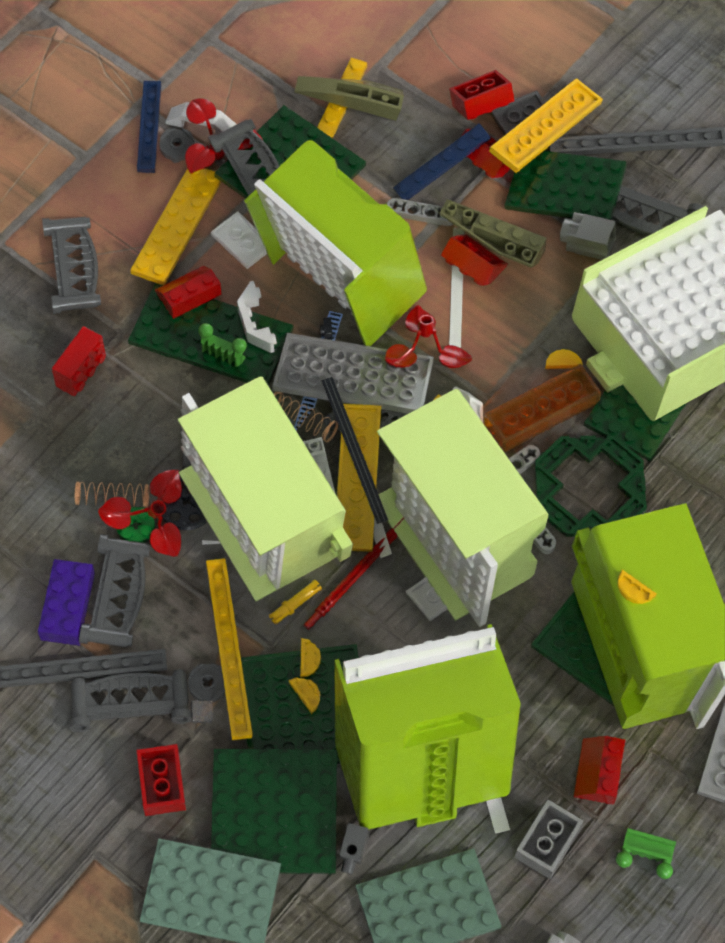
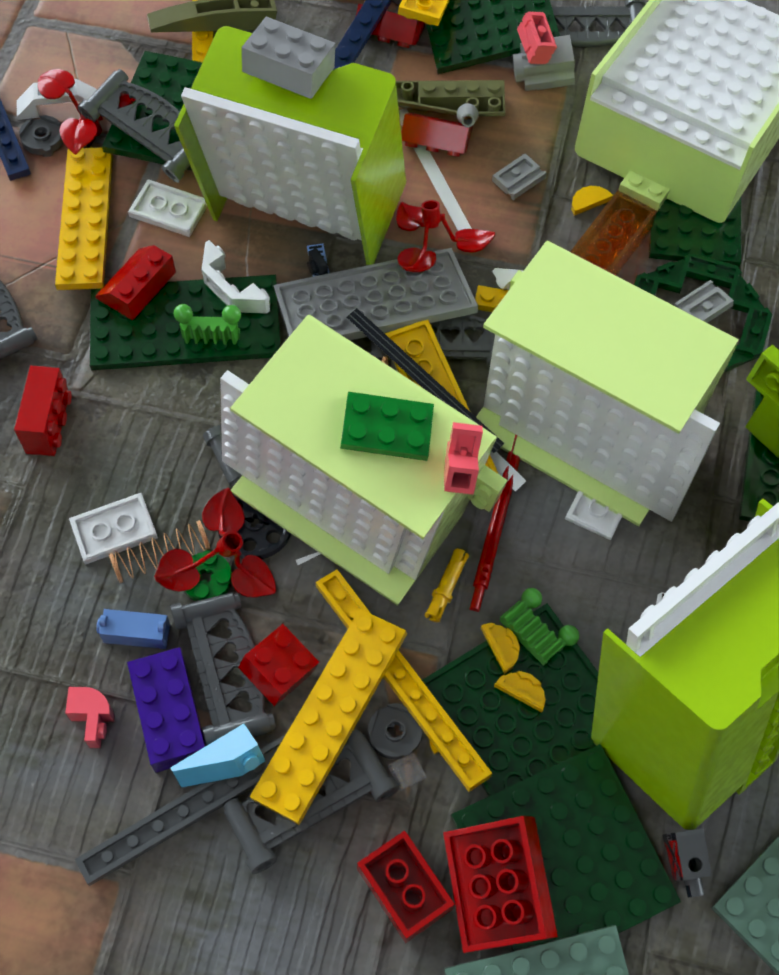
camera: 25 degrees left, 0 degrees up
(19, 580) = (89, 706): none -> coral brick
(70, 539) = (133, 628): none -> medium blue brick
(86, 649) = (222, 759): none -> medium azure slope
(89, 464) = (113, 528): none -> white tile
(151, 604) = (278, 664): none -> red brick
(168, 651) = (328, 716): none -> yellow plate
(220, 803) = (499, 884): none -> red slope
(272, 473) = (387, 426): none -> green plate
(307, 515) = (462, 458): none -> coral brick
(331, 650) = (532, 632): none -> bright green gear
(339, 185) = (288, 57): none -> light grey brick
(499, 257) = (467, 110): none -> light grey cone
(518, 320) = (519, 176): none -> light grey plate
(582, 215) = (536, 38): none -> coral brick
(596, 479) = (705, 302): none -> light grey plate

